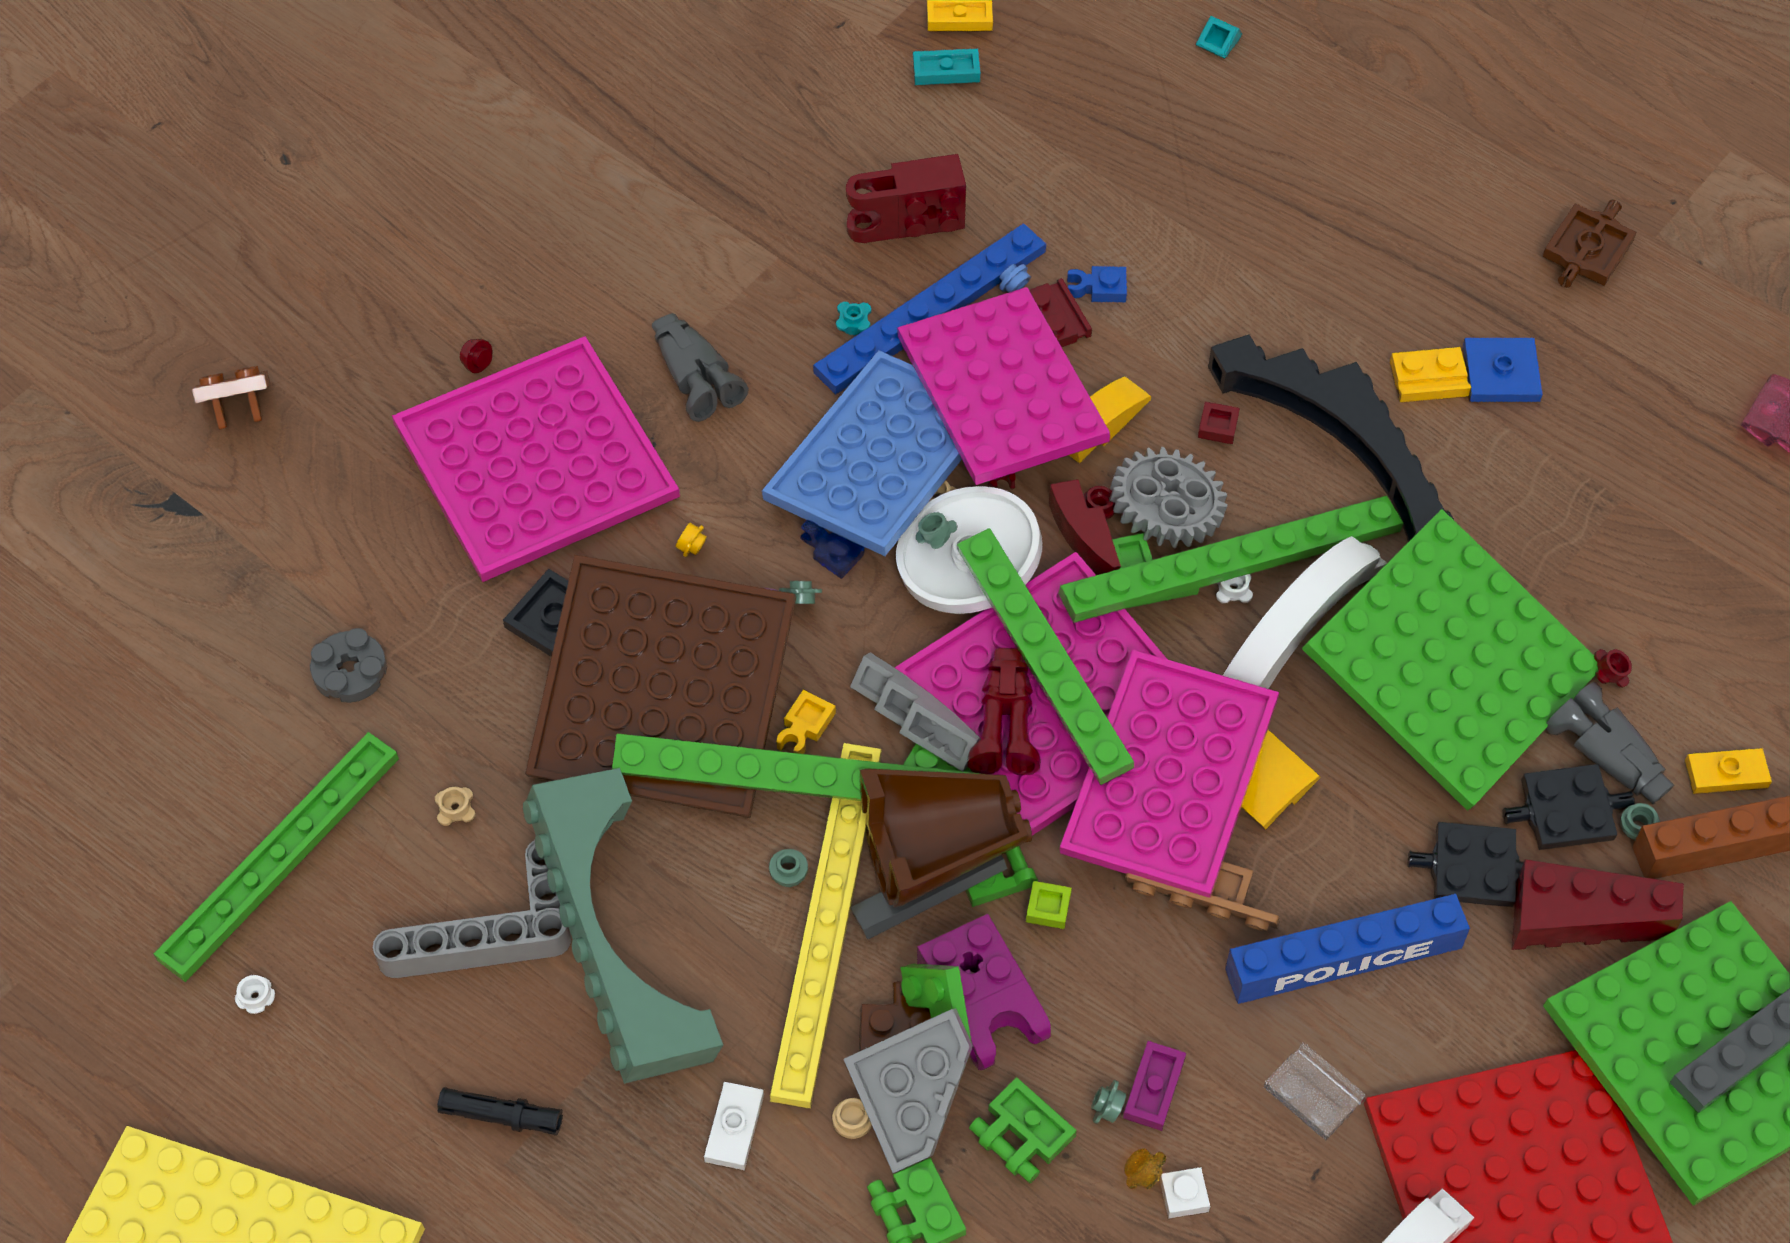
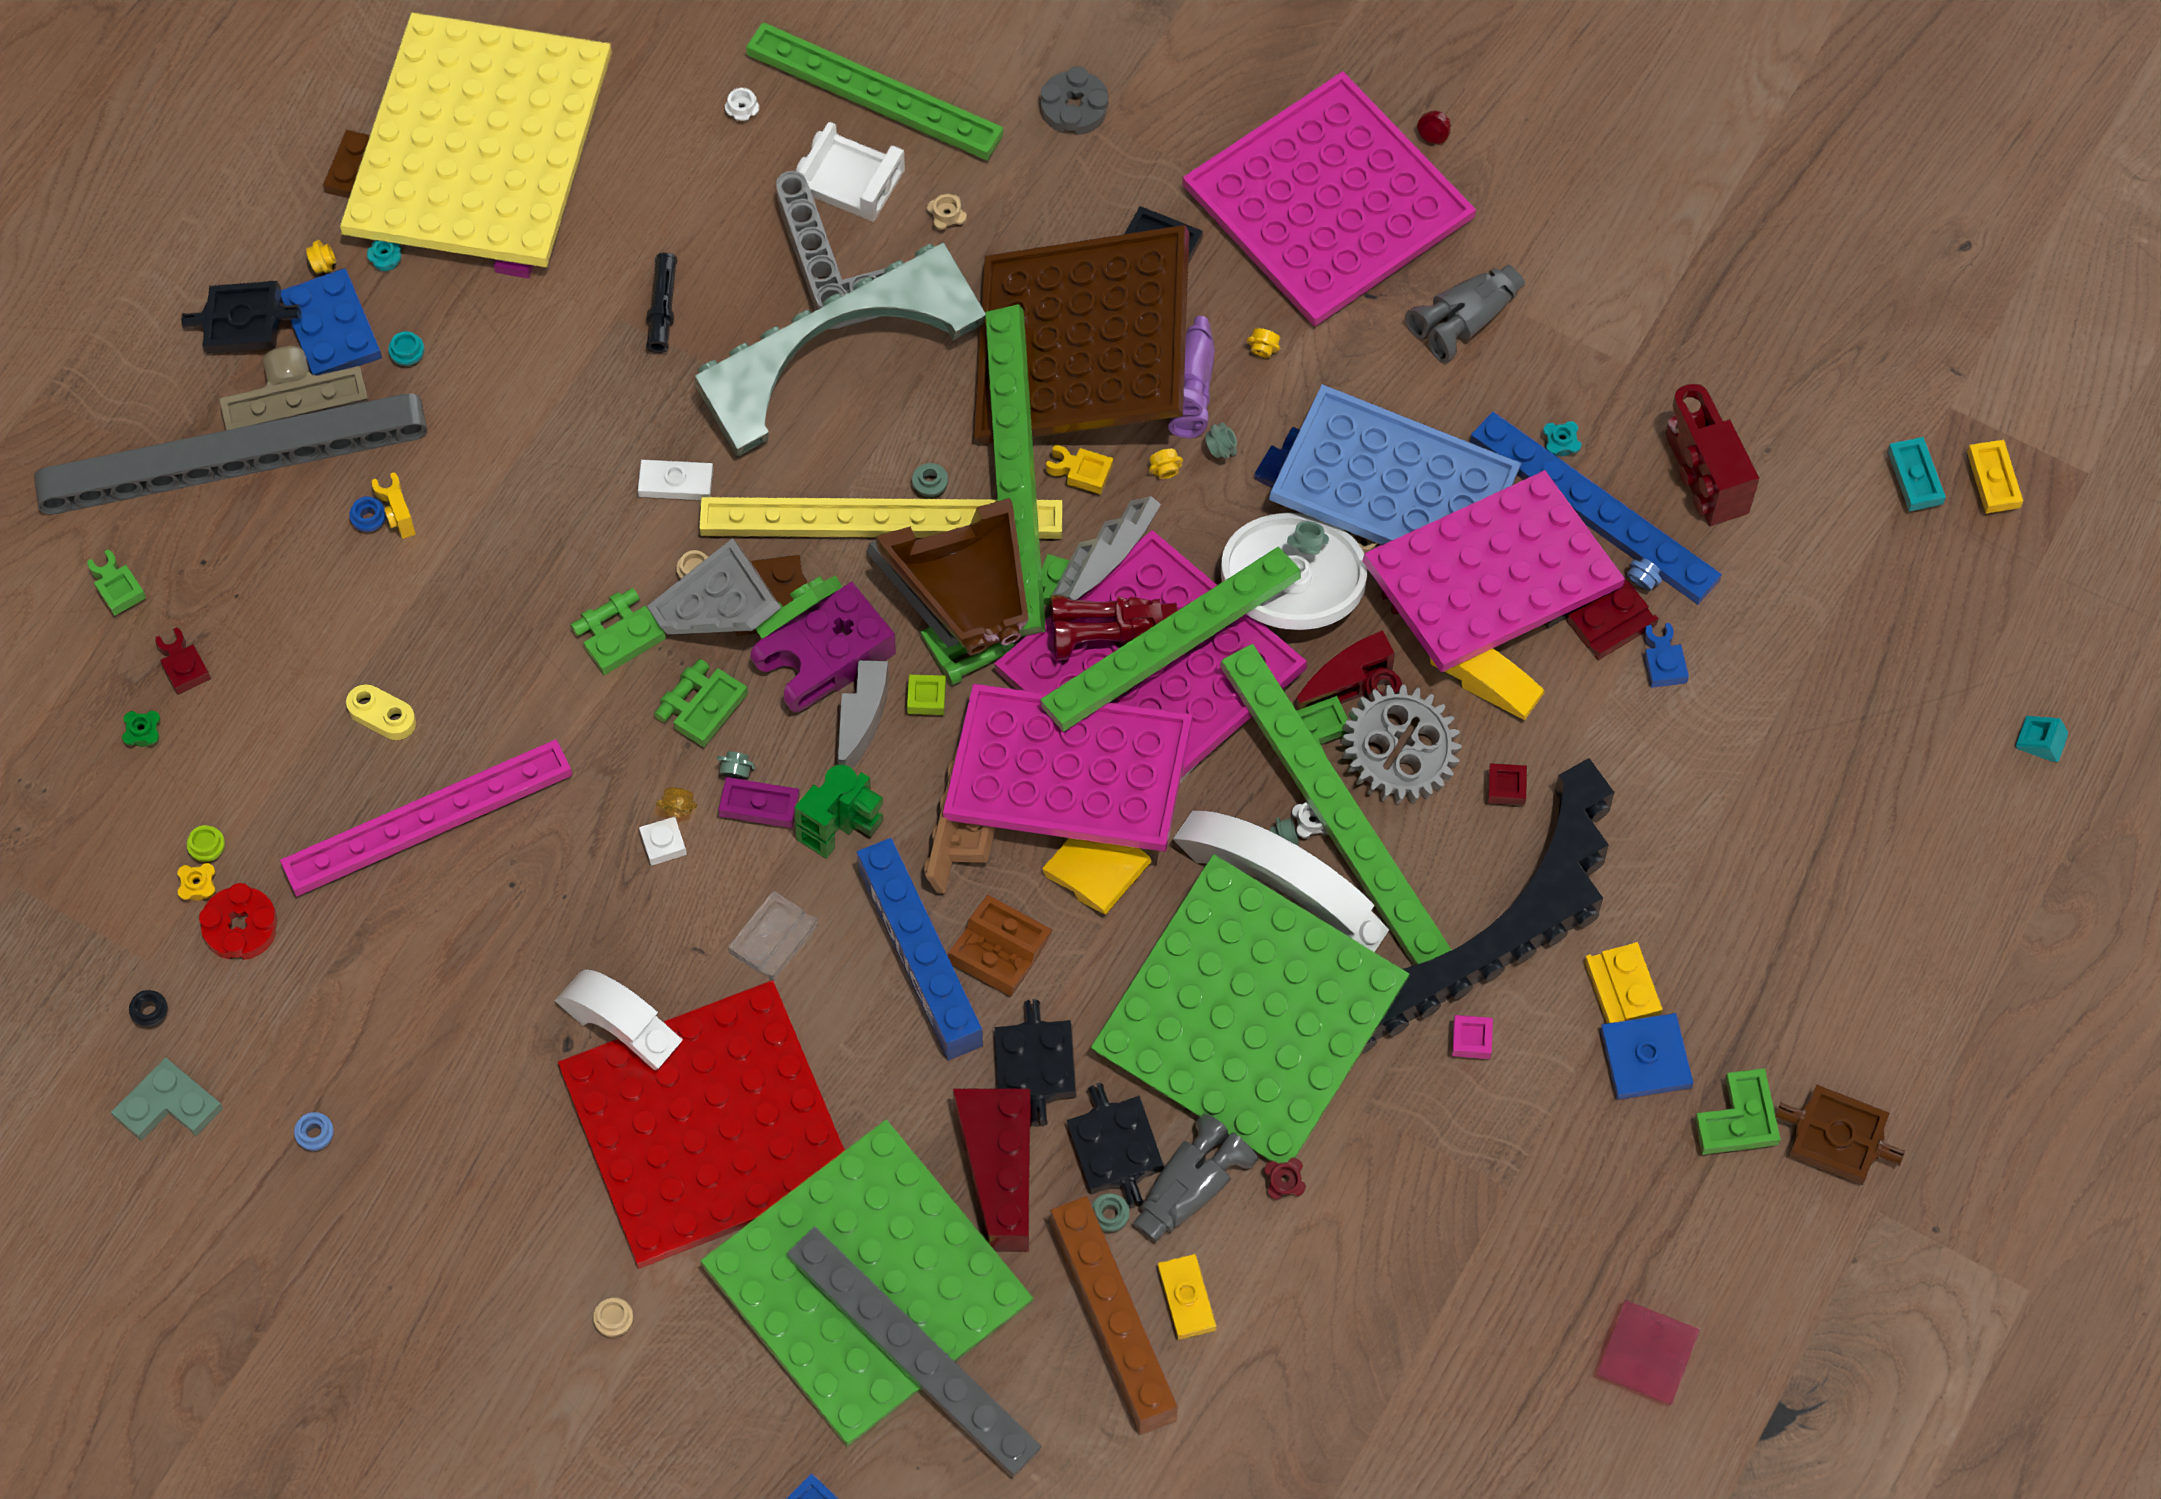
camera: 80 degrees right, 5 degrees up
(381, 890) = (851, 173): none -> white panel
(814, 647) = (1165, 463): none -> yellow plate
(1067, 969) = (862, 711): none -> light grey slope
(1181, 1005) = (841, 803): none -> green hips
(1249, 610) = (1285, 829): none -> sand green plate
(1342, 878) = (999, 945): none -> dark orange slope
(1477, 494) = (1472, 1037): none -> dark pink plate
(1573, 303) = (1749, 1121): none -> bright green plate

